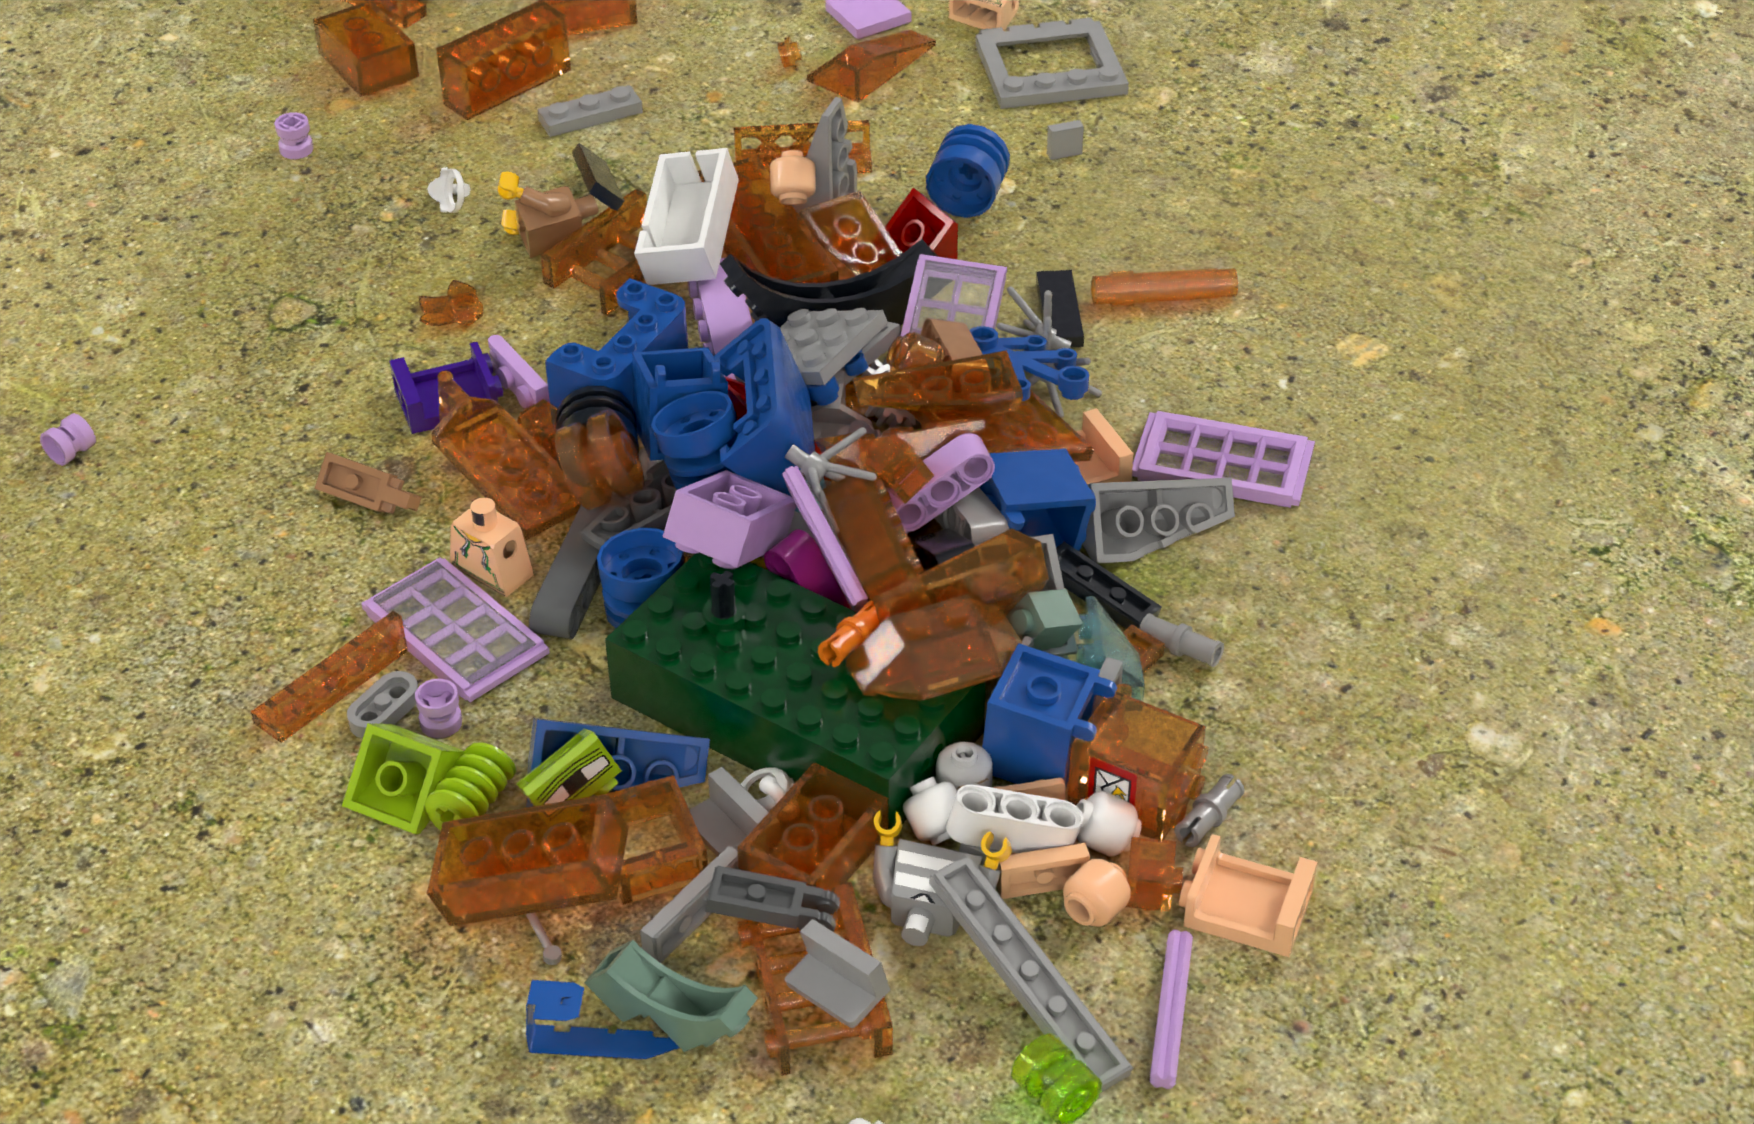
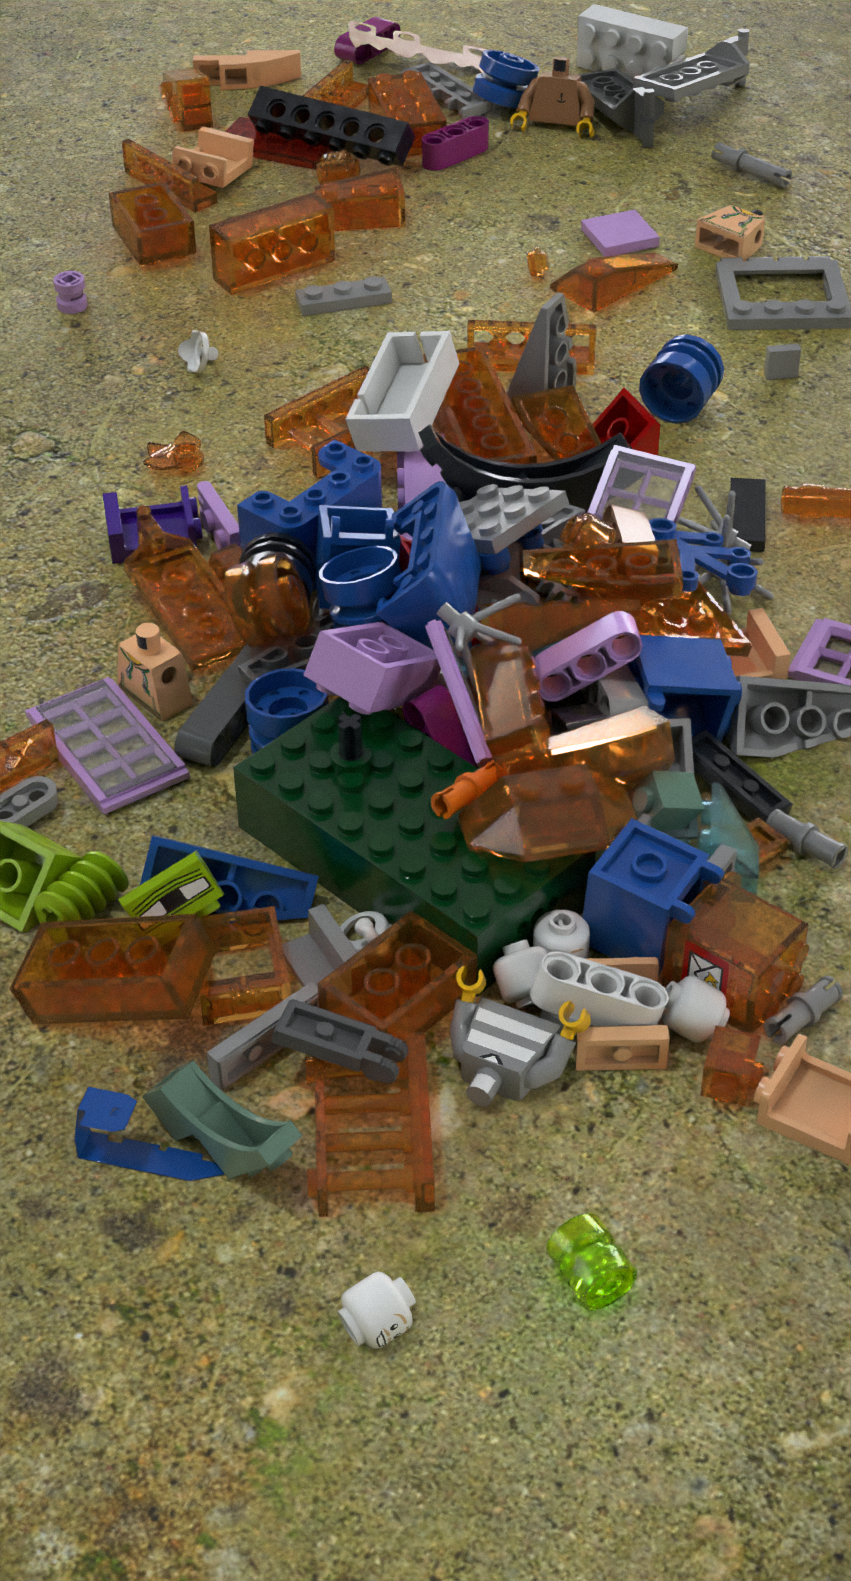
camera: 10 degrees right, 0 degrees up
(364, 485) = (54, 603): medium nougat hinge -> none
(438, 708) = (70, 815): lavender wheel -> none
(542, 216) = (273, 379): medium nougat torso -> none
(552, 953) = (122, 1063): light grey hinge -> none
(597, 177) = (333, 352): tile -> none
(792, 178) = (509, 366): light nougat head -> none
(837, 976) = (389, 1125): light grey panel -> none
(893, 461) = (546, 636): clear orange brick -> none
(1027, 968) = (585, 1147): light grey tile -> none
(1096, 893) = (670, 1077): light nougat head -> none
(1171, 1010) = (725, 1207): lavender axle -> none

